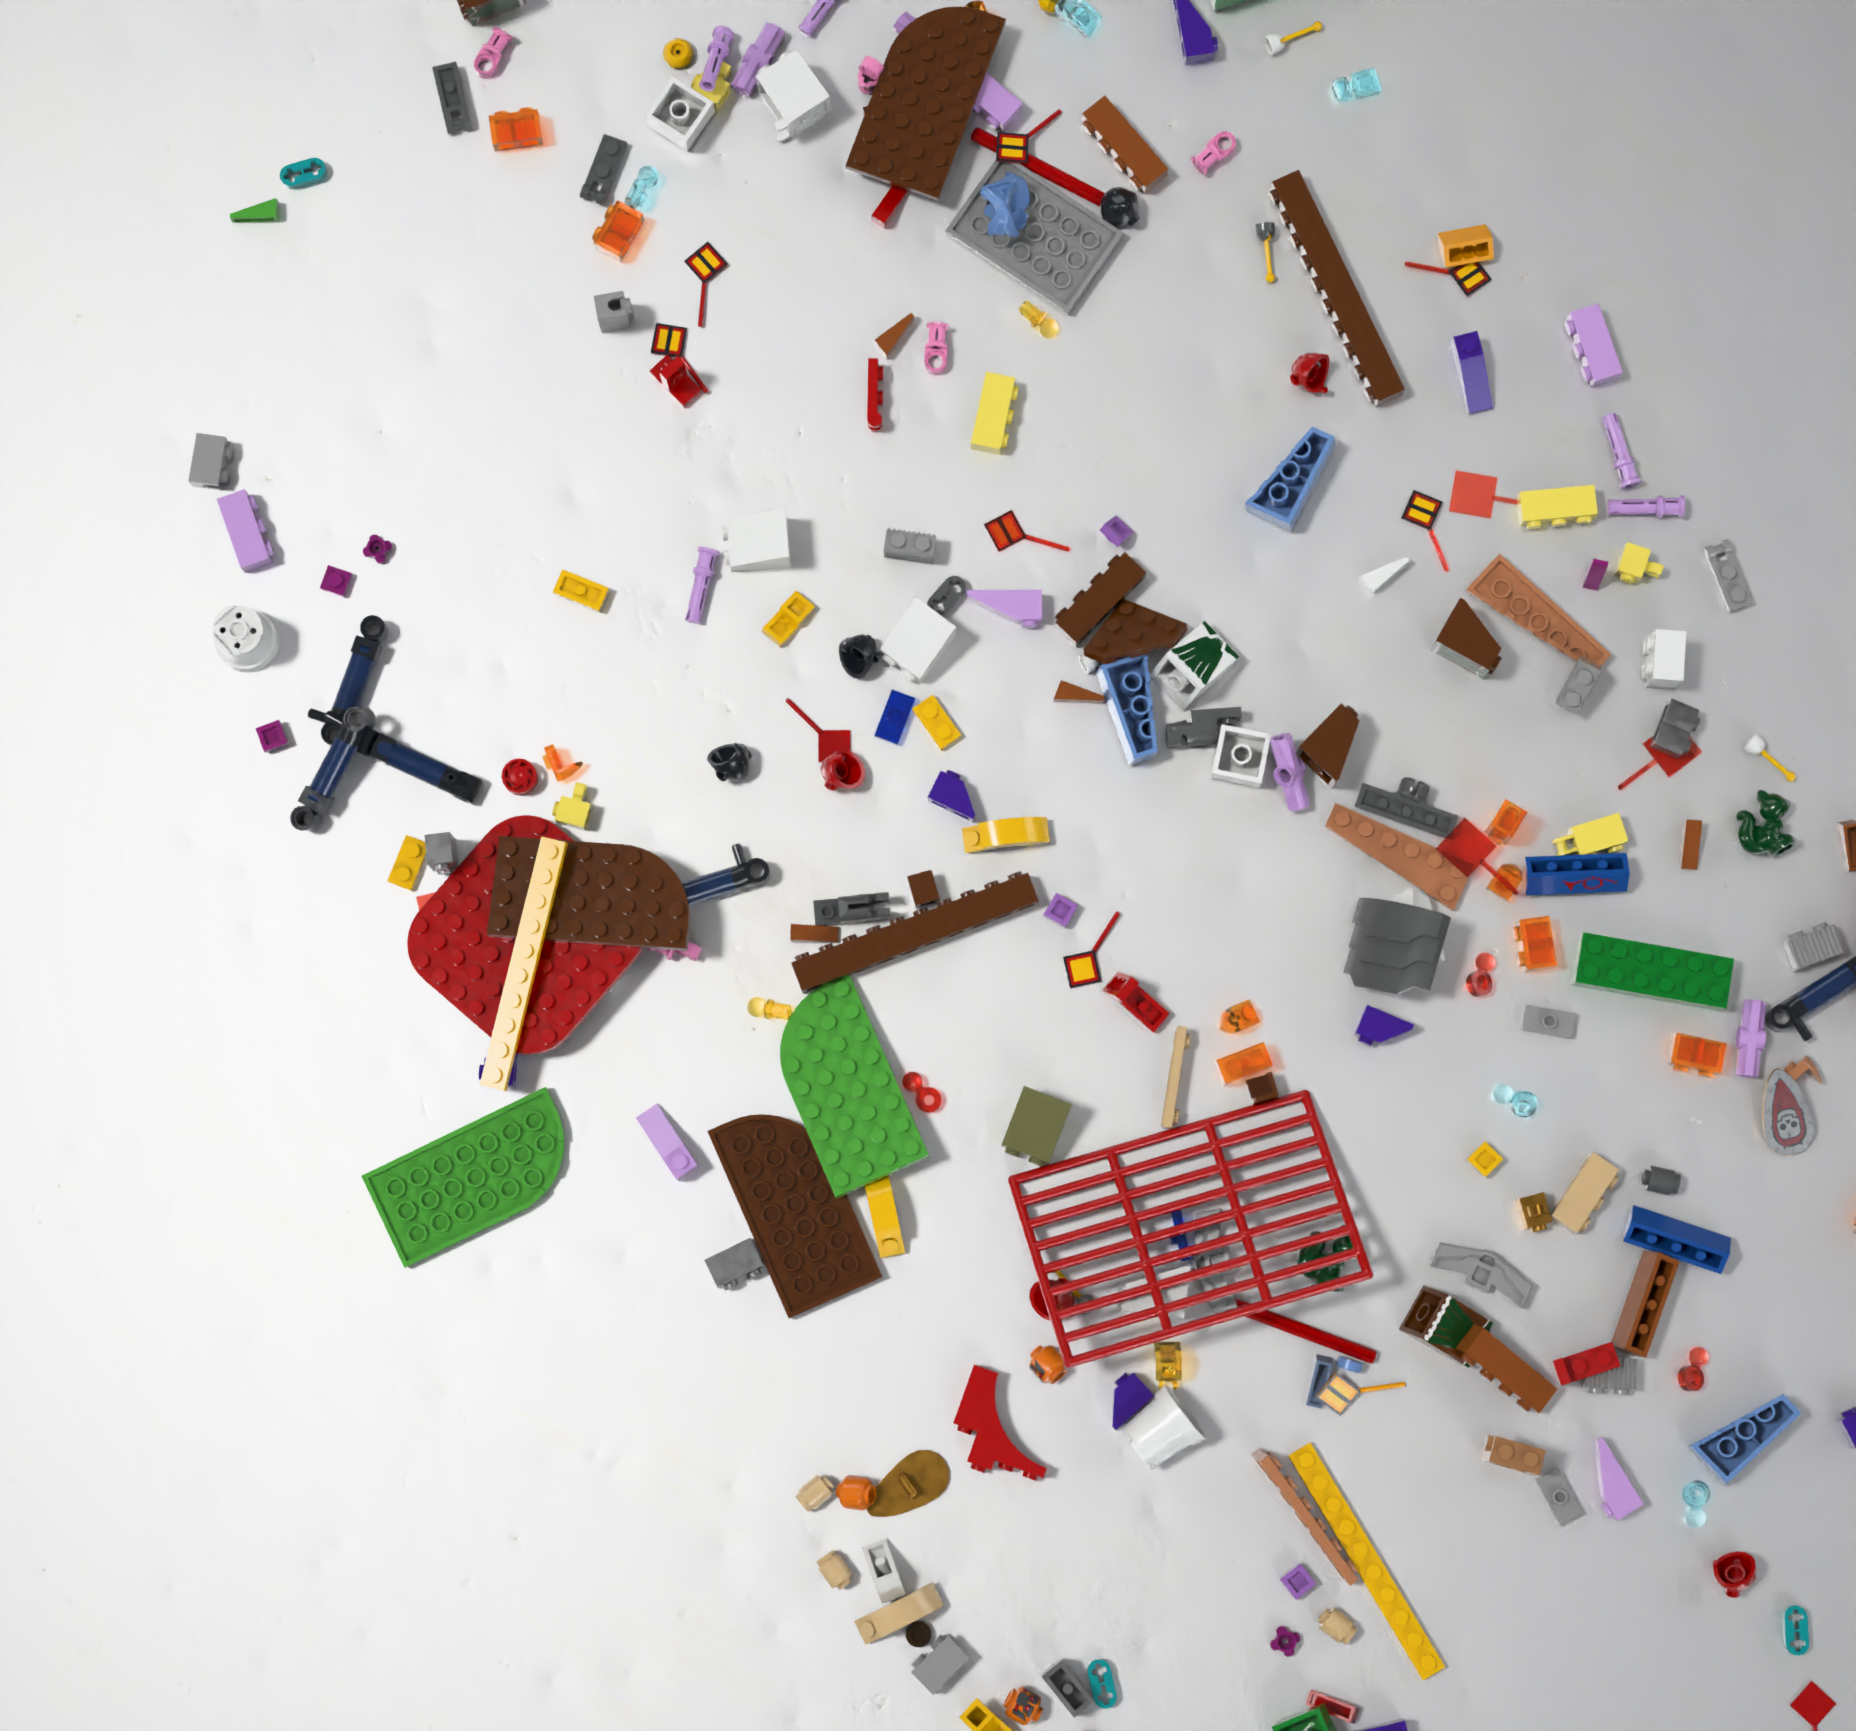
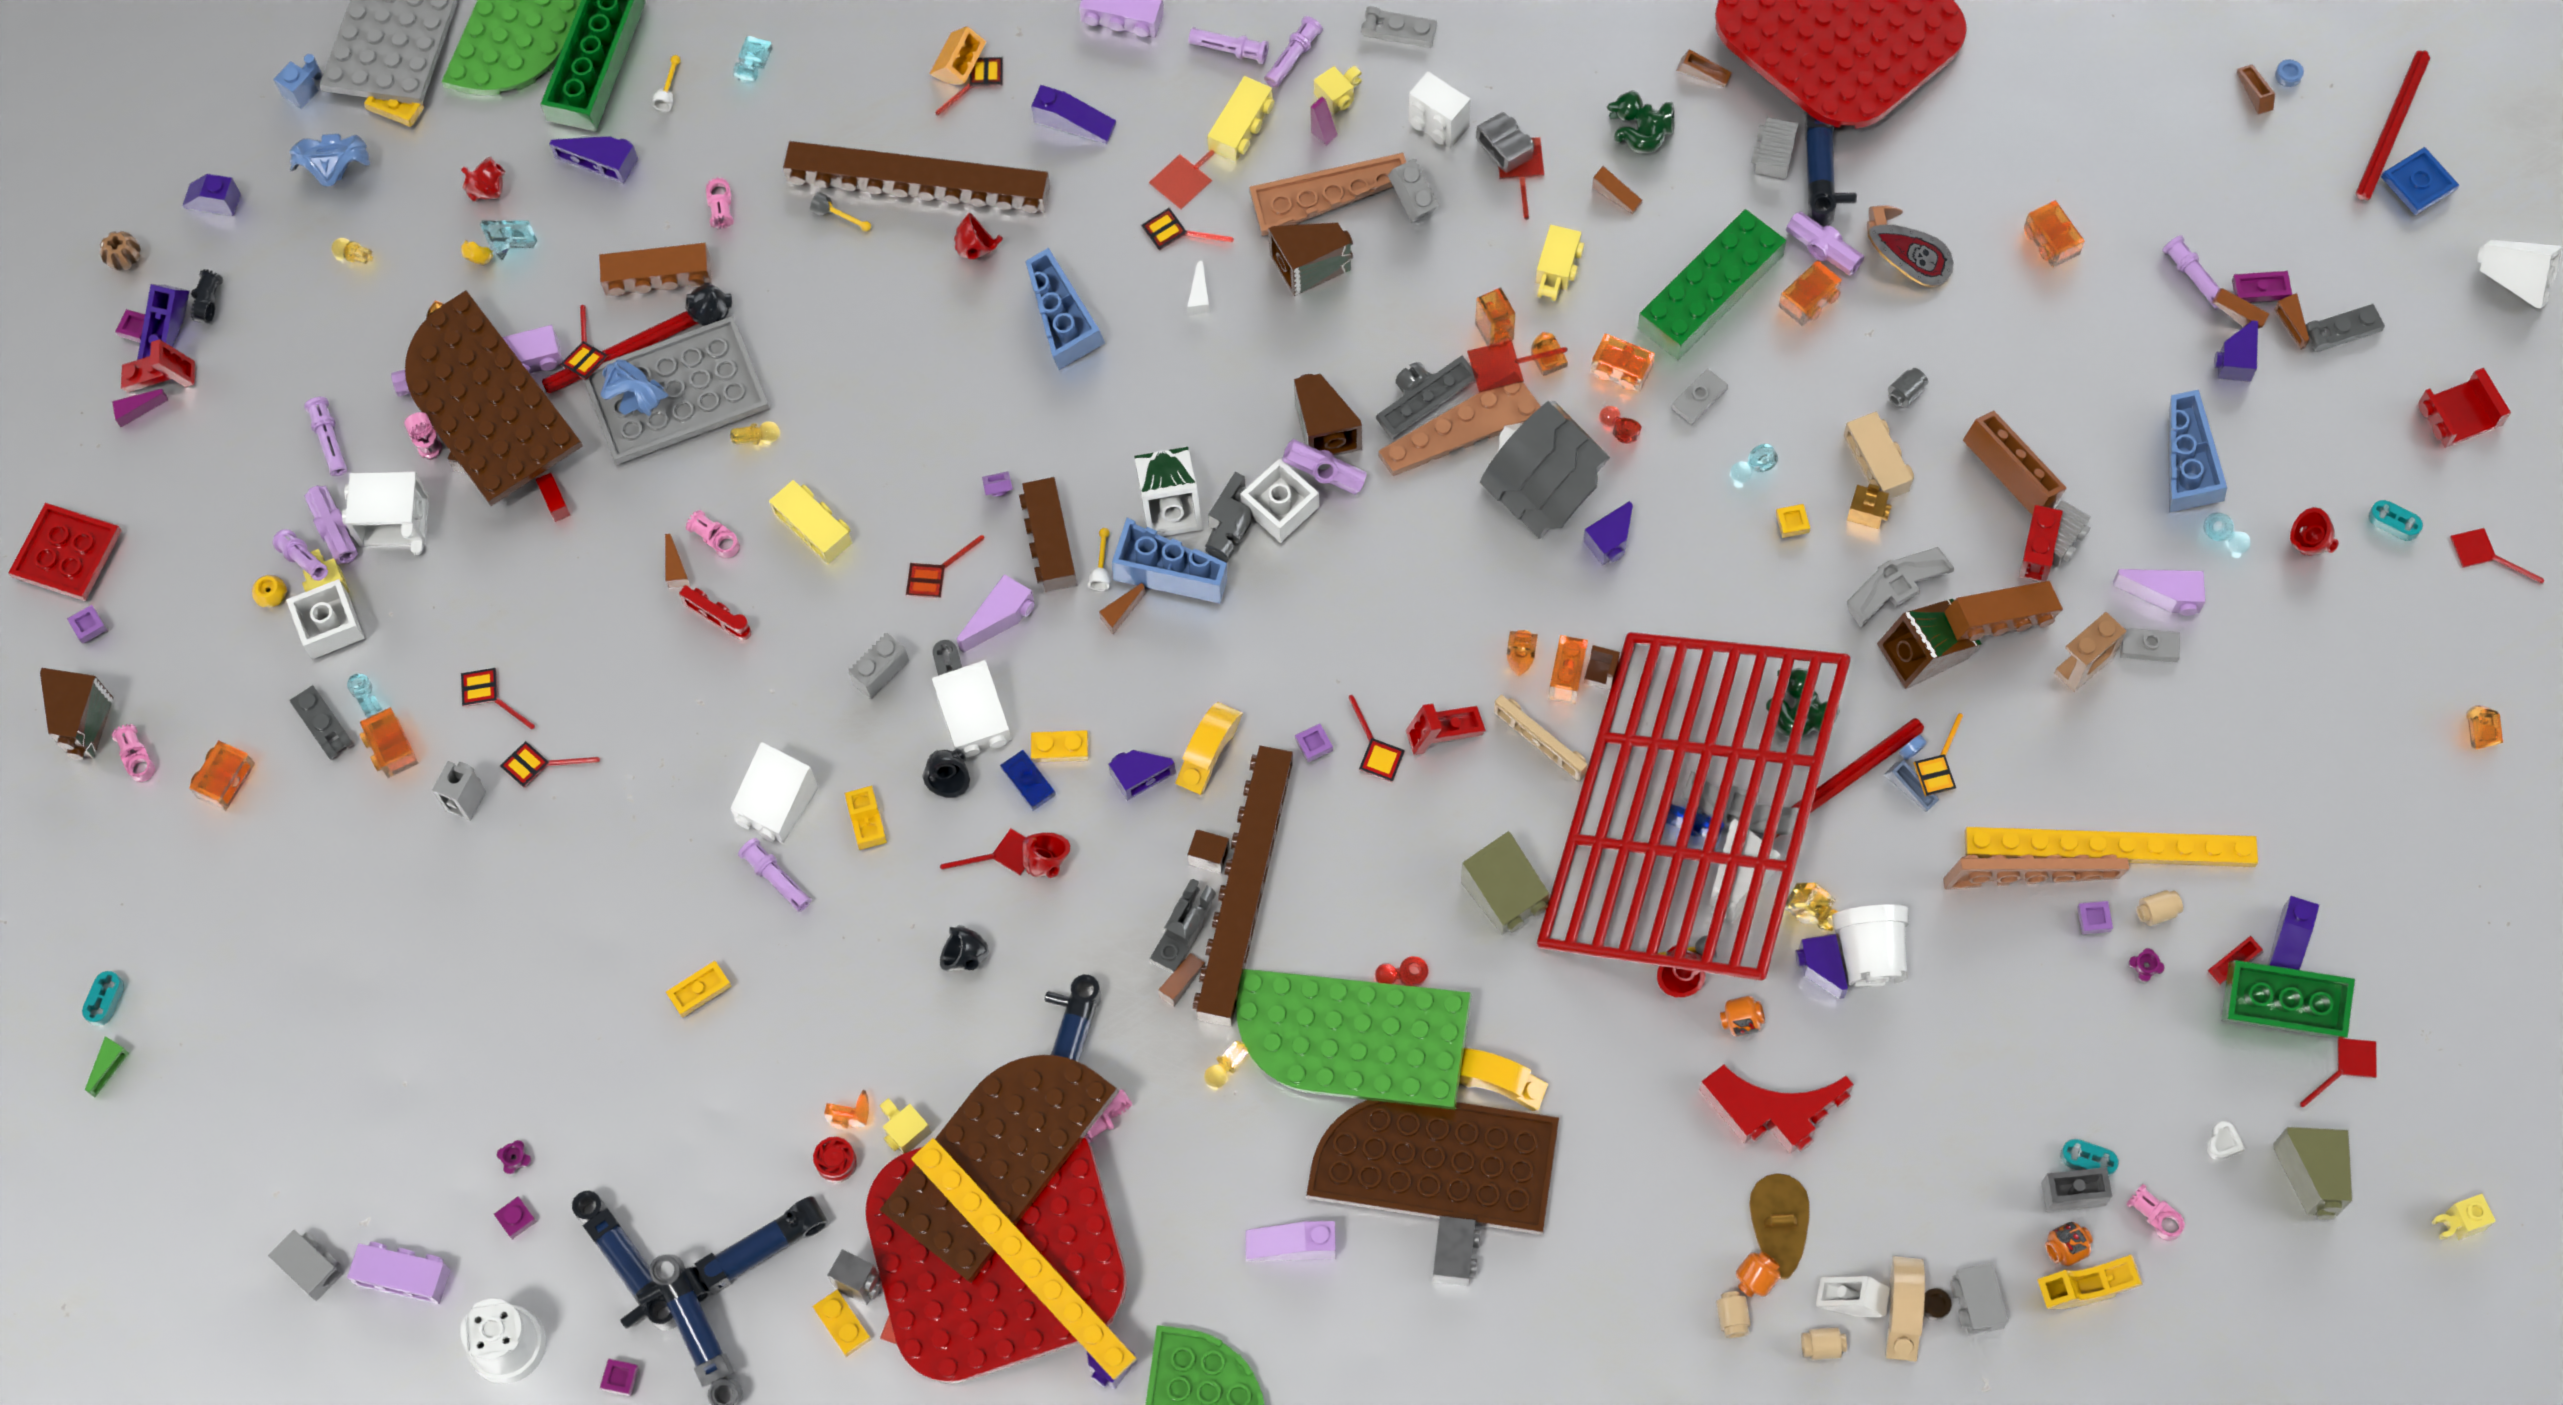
camera: 55 degrees left, 15 degrees down
(451, 96) = (144, 815): dark grey plate -> none
(674, 378) = (563, 779): red bracket -> none
(1133, 632) = (1101, 518): reddish brown plate -> none
(1576, 874) = (1582, 291): blue brick -> none
(1677, 1239) = (1970, 402): blue brick -> none
(1691, 1377) = (2103, 467): clear red plate -> none
(1755, 746) = (1564, 90): hinge -> none

